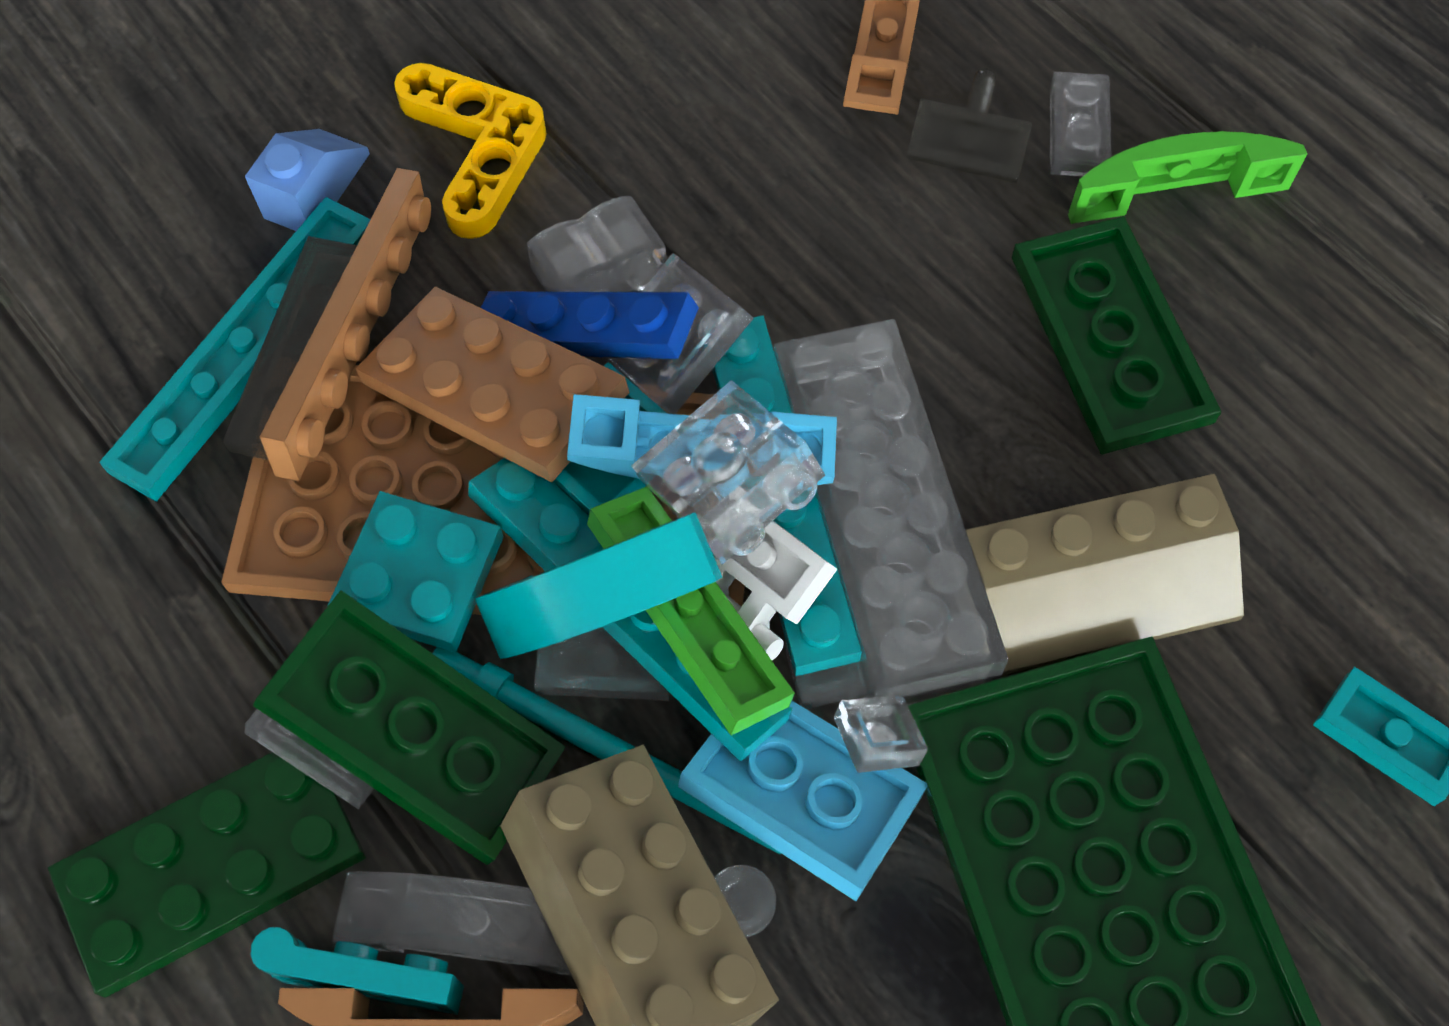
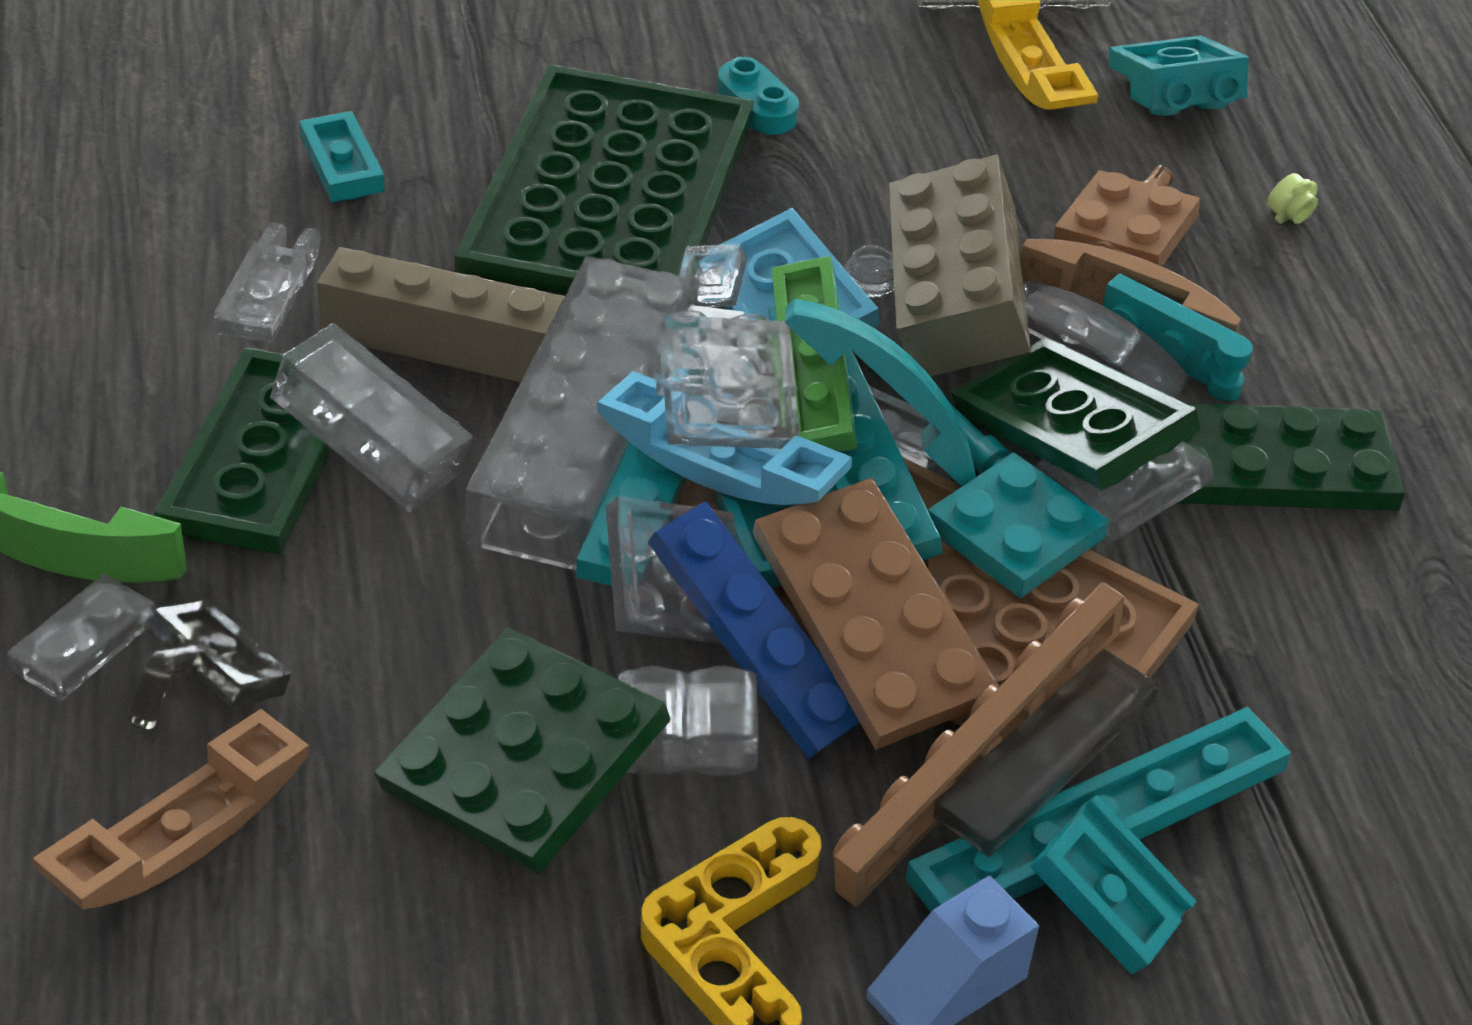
camera: 155 degrees left, 20 degrees down
(211, 269) = (1113, 884): none -> teal plate
(695, 165) = (523, 748): none -> dark green plate
(1040, 371) = (371, 416): none -> clear brick
(1289, 520) = (266, 284): none -> clear hinge

